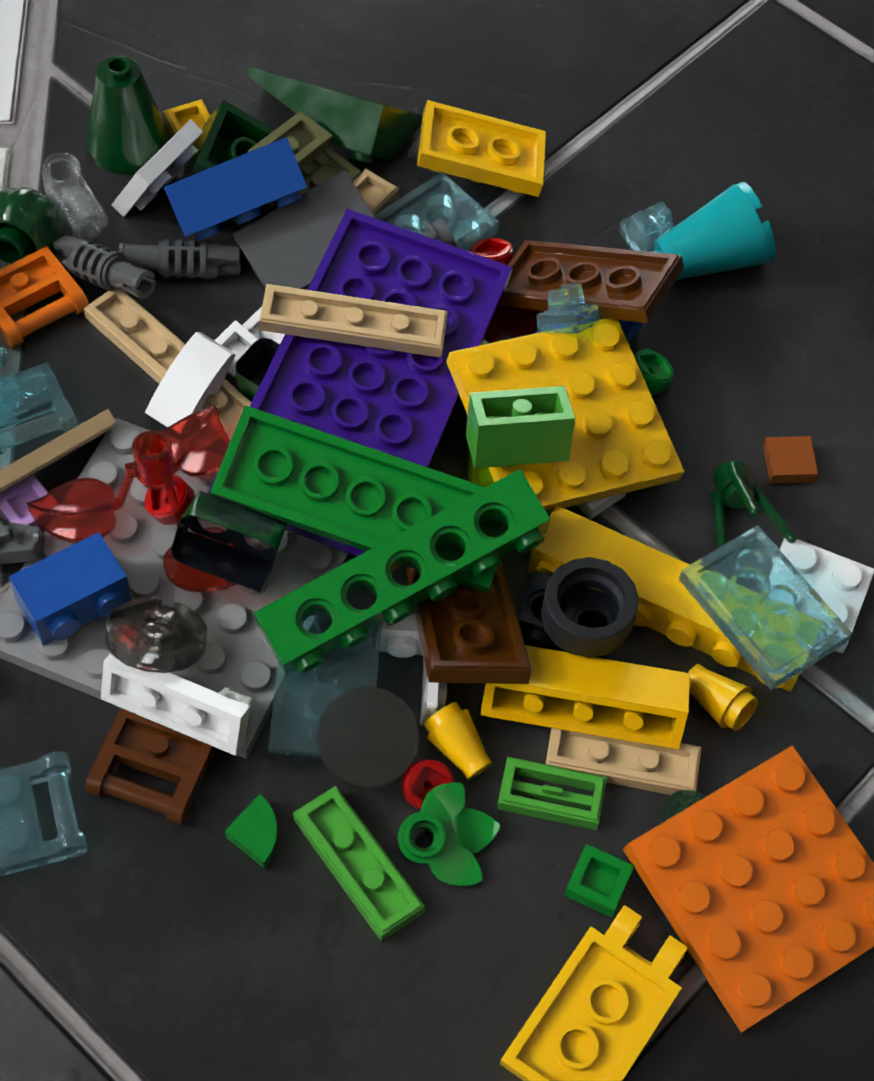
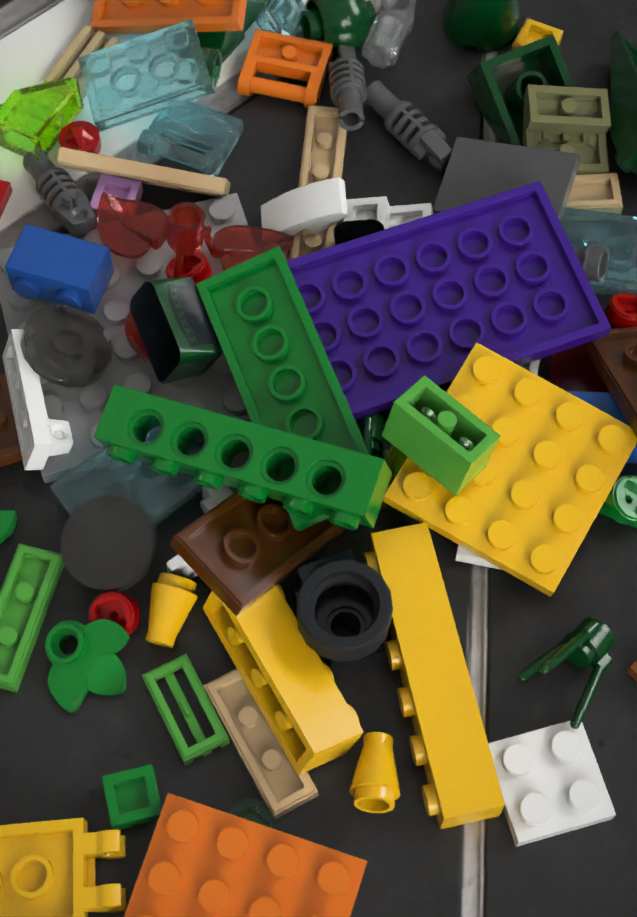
camera: 55 degrees right, 5 degrees up
(159, 170) = (463, 48): white plate -> none
(236, 189) = (486, 104): blue brick -> none
(353, 320) = (443, 262): tan tile -> none
(567, 311) = (599, 398): clear light blue tile -> none
(765, 607) = (469, 745): clear light blue plate -> none

